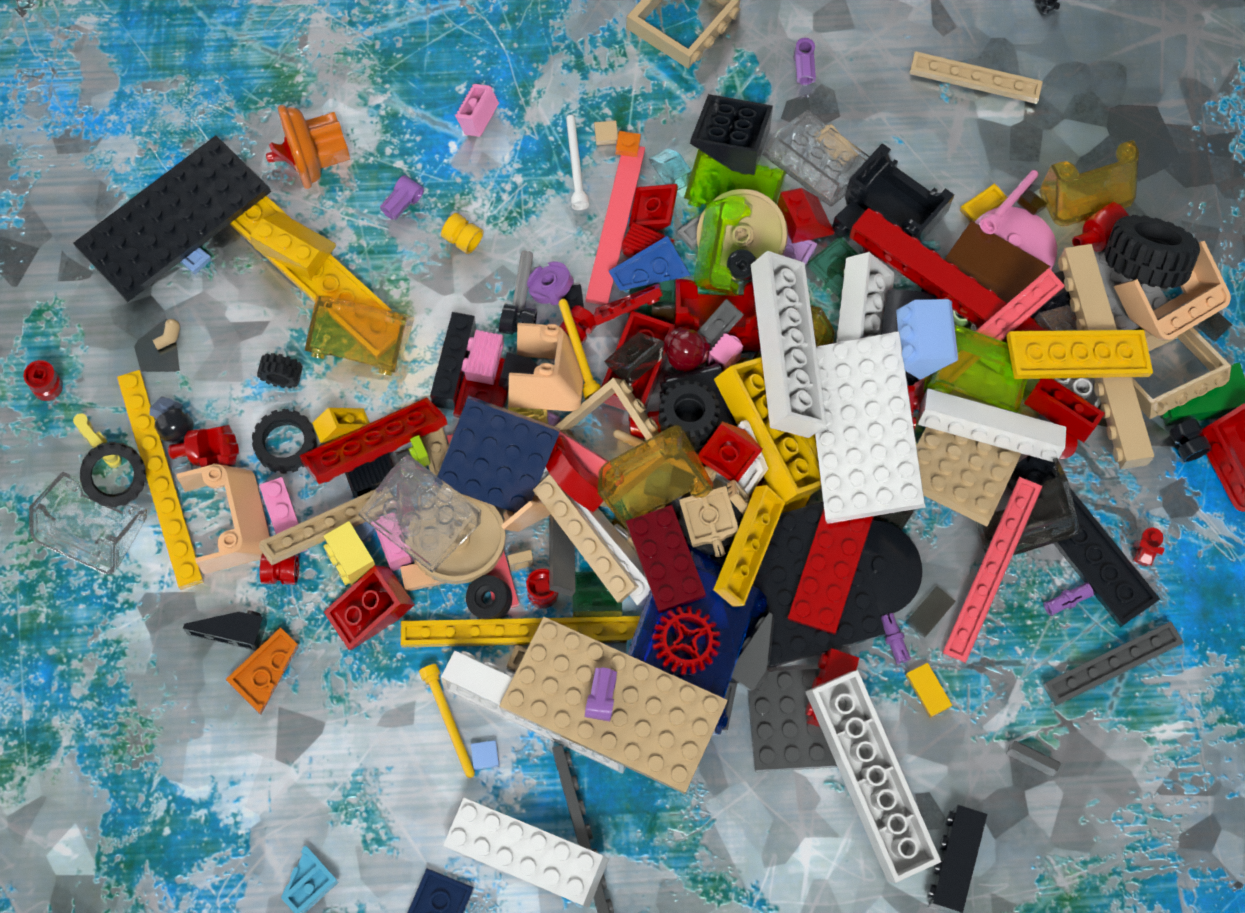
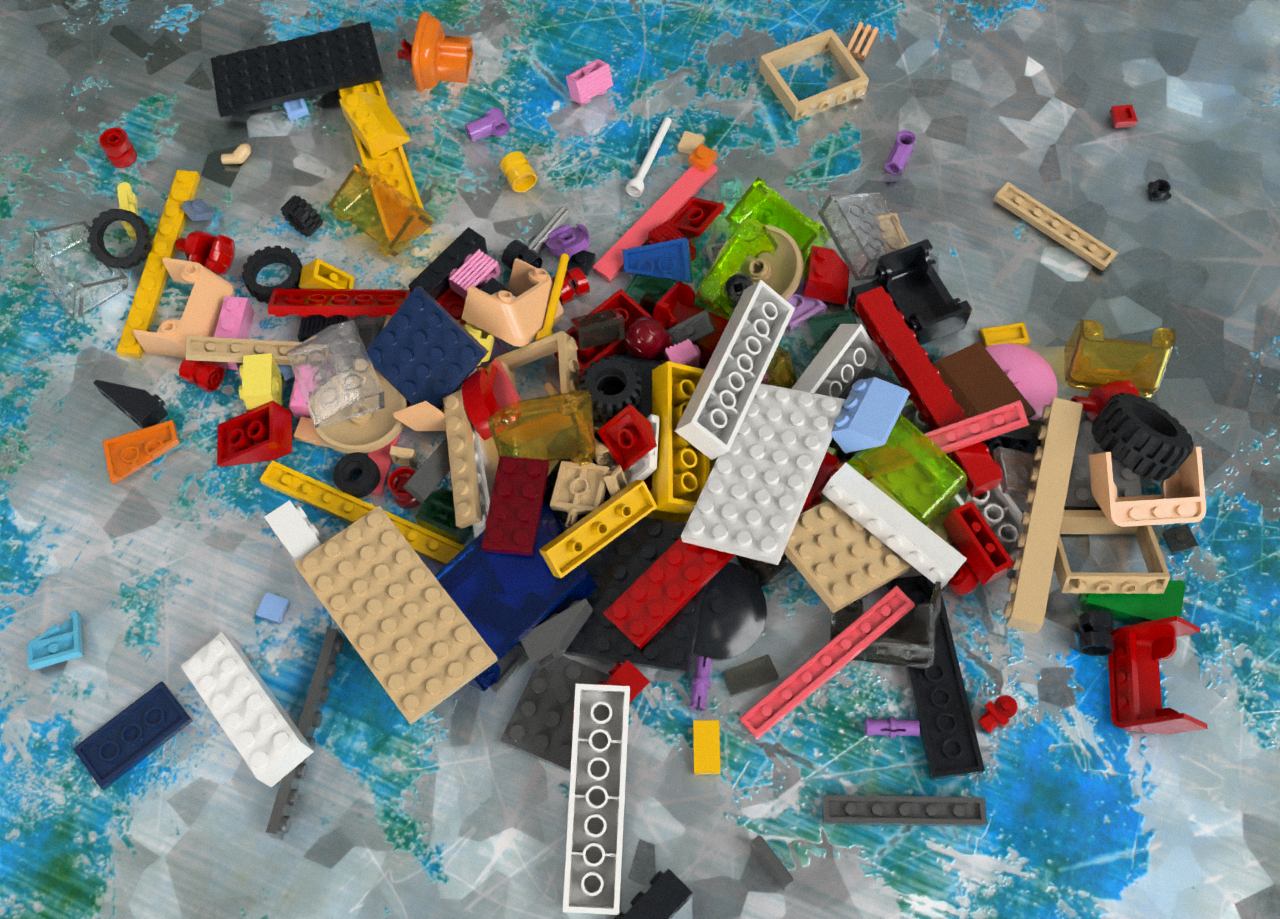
camera: 30 degrees right, 5 degrees down
(173, 425) = (191, 220): black hair -> none
(418, 451) = (367, 326): lime plate -> none
(430, 675) = (260, 565): yellow piece -> none
(600, 701) = (377, 601): medium lavender piece -> none
(627, 304) = (605, 284): red wing -> none
(691, 650) = (502, 585): red gear -> none
(733, 132) = (797, 180): black slope -> none
(991, 222) = (997, 348): bright pink piece -> none
(1032, 202) = (1051, 353): dark brown tile -> none
(1079, 354) = (1014, 495): yellow plate -> none

